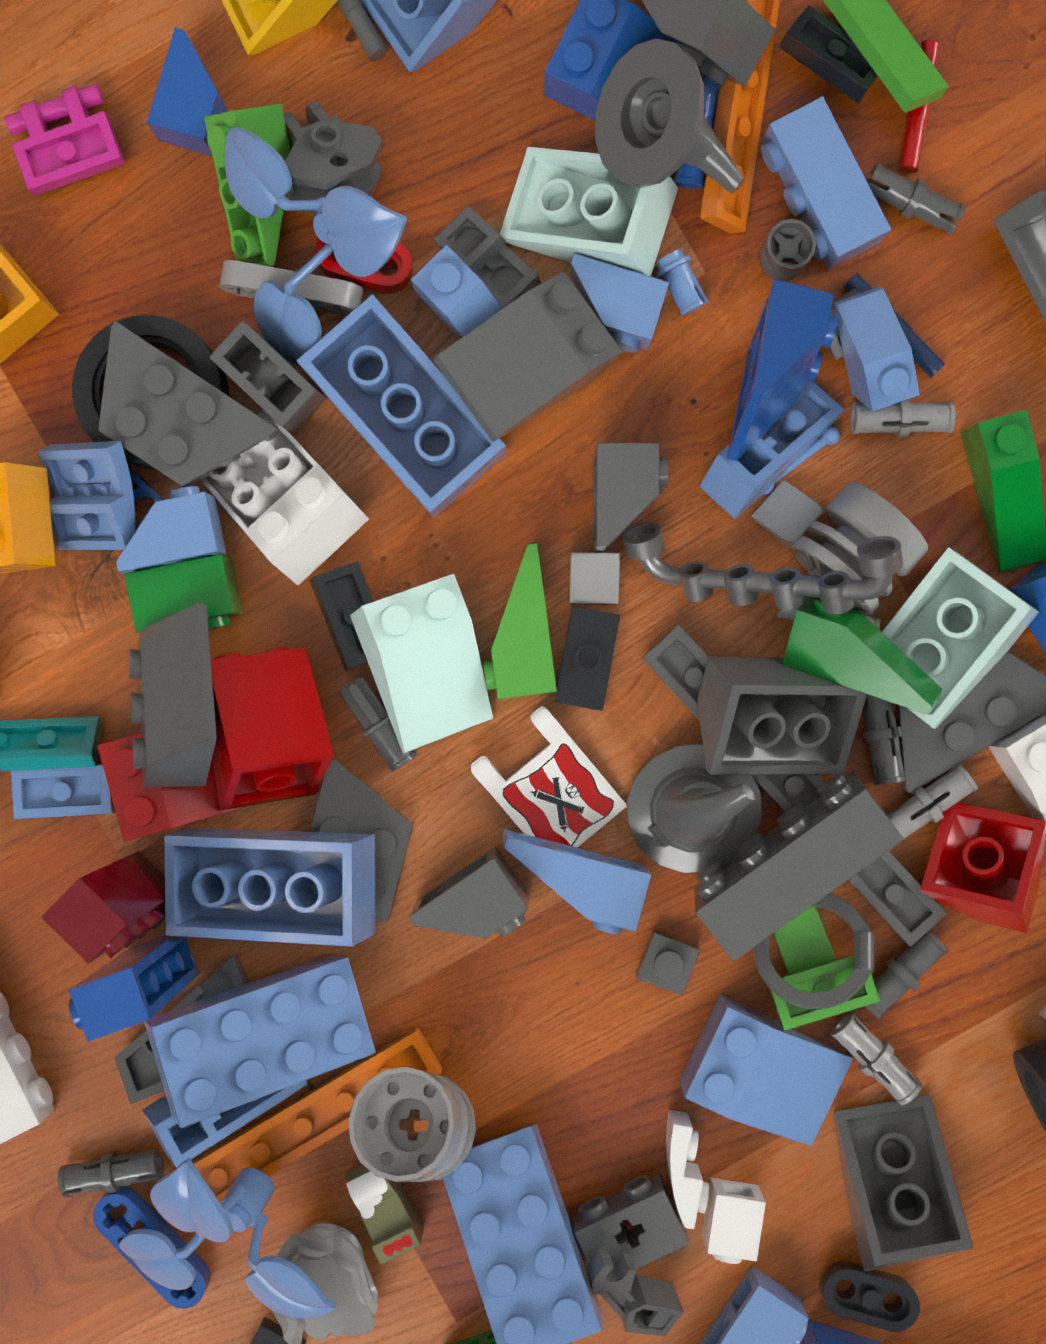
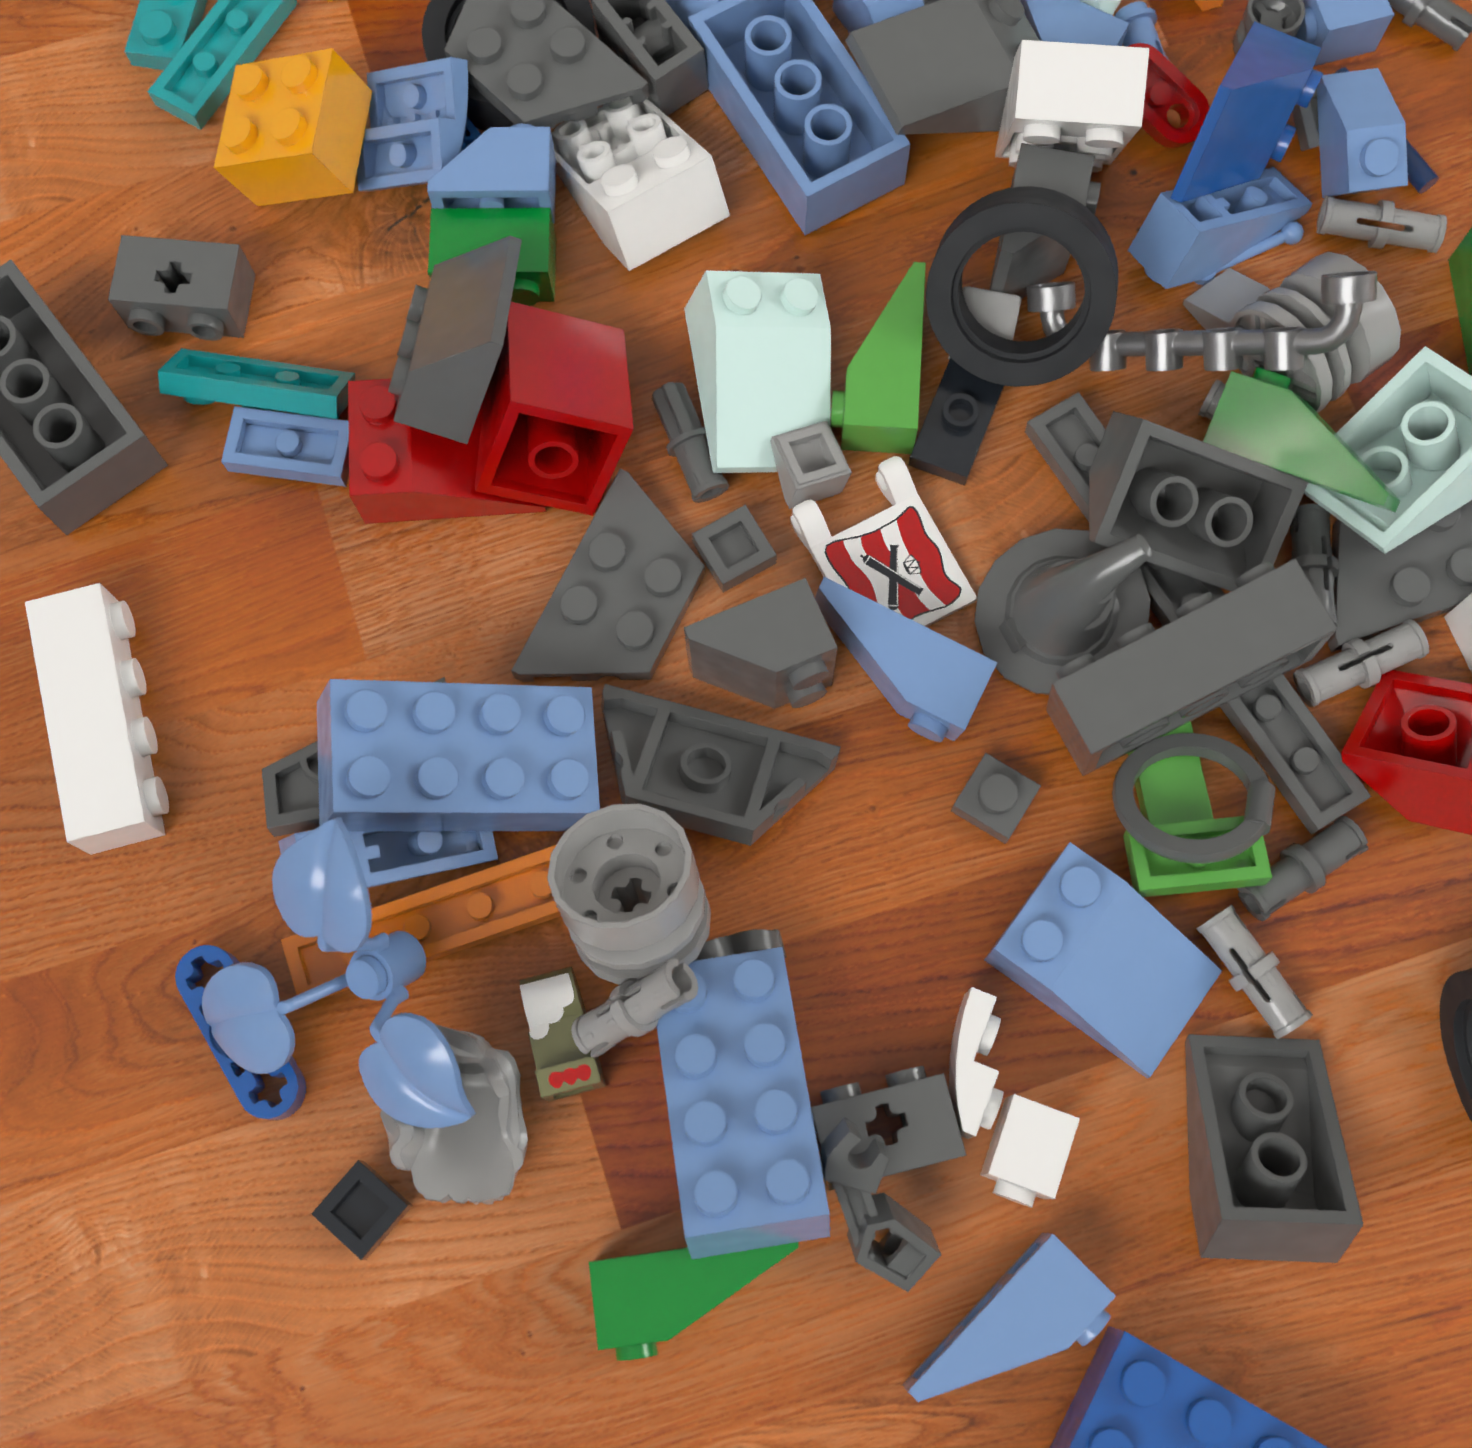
camera: 10 degrees right, 15 degrees down
(110, 907) = (319, 536): dark red brick -> none
(110, 1172) = (213, 921): dark grey pin -> none
(132, 986) = (313, 625): blue brick -> none
(270, 885) = (517, 578): medium blue brick -> none
(340, 595) = (670, 287): black plate -> none
(432, 807) = (734, 548): none -> dark grey plate
(434, 1202) = (635, 1008): none -> light grey pin
(447, 990) = (709, 767): none -> dark grey wing
(476, 726) = (809, 464): none -> light grey slope
(501, 1110) = (742, 943): none -> dark grey piece
(619, 520) = (1008, 360): none -> black tyre
(635, 401) = (1074, 99): none -> white slope
(700, 338) = (1167, 90): none -> red plate
(865, 1296) = (1200, 1298): black plate -> none

